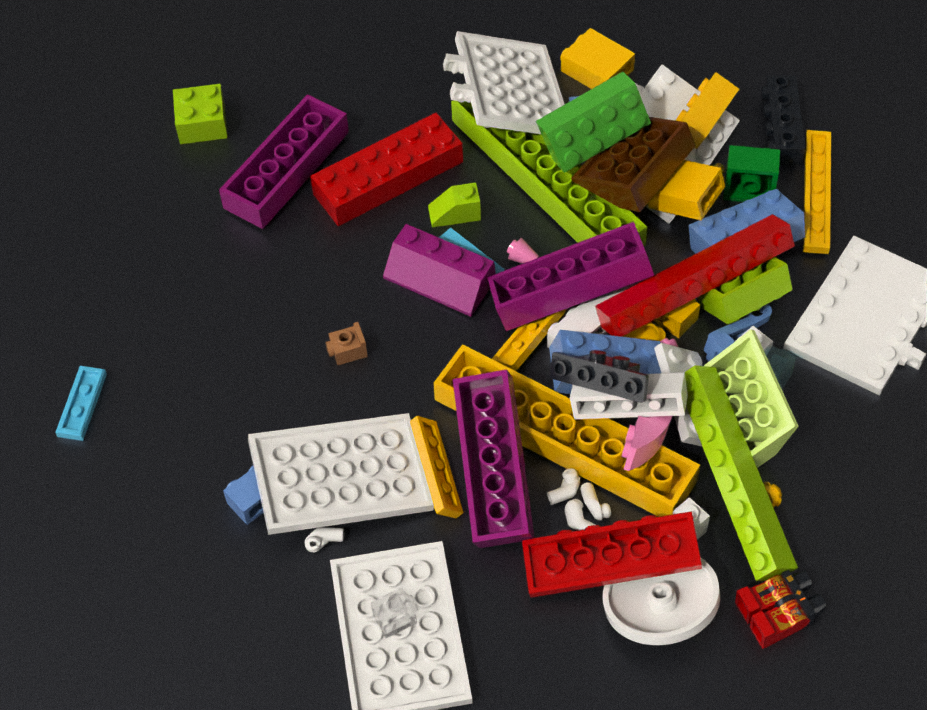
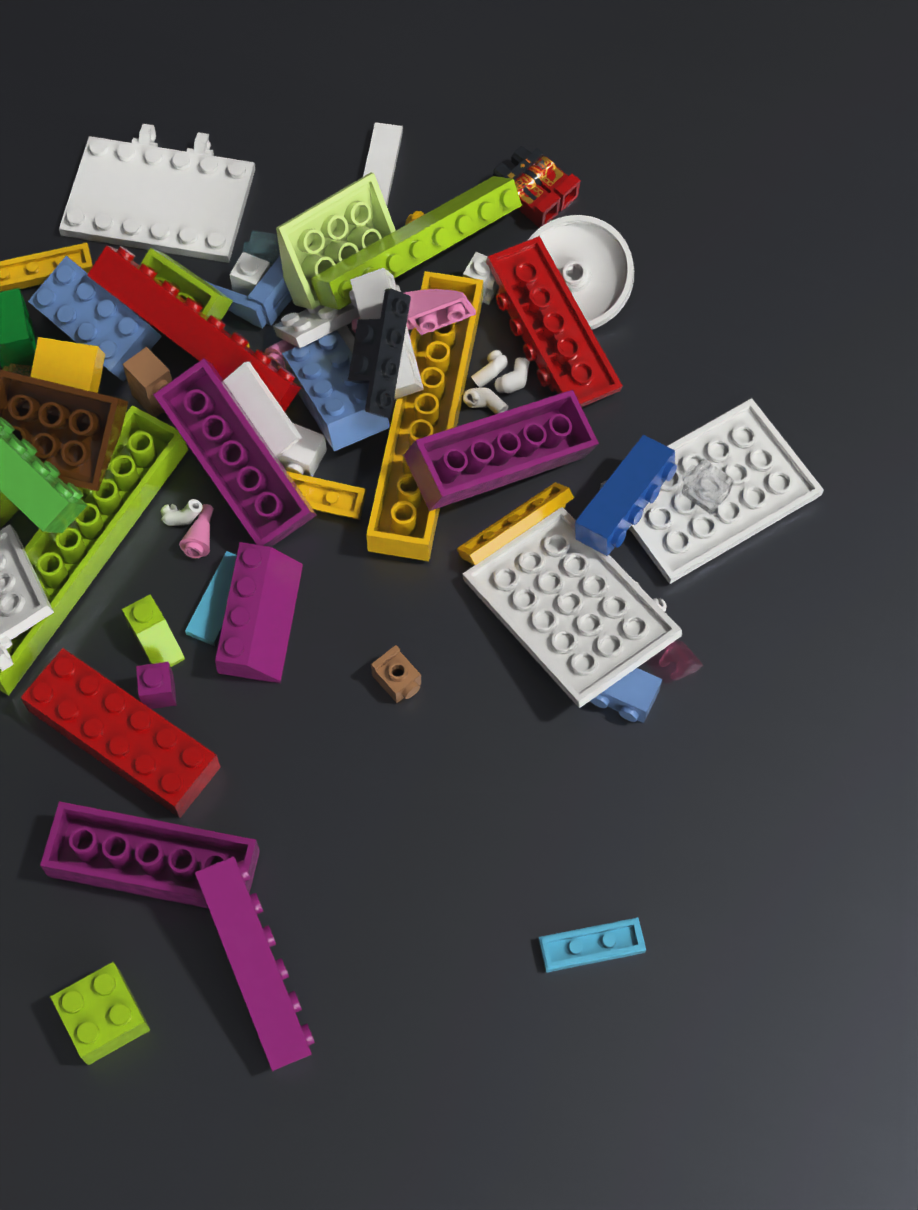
camera: 115 degrees left, 10 degrees up
(177, 186) = (253, 963): none -> magenta brick
(259, 544) = (683, 656): none -> clear pink tile
(412, 196) = (156, 685): none -> magenta brick
(413, 542) = (625, 495): none -> blue brick
(550, 244) = (181, 517): none -> white arm
(599, 298) = (262, 409): none -> white tile
(668, 246) = (146, 377): none -> medium nougat brick
(841, 486) = (383, 155): none -> white tile

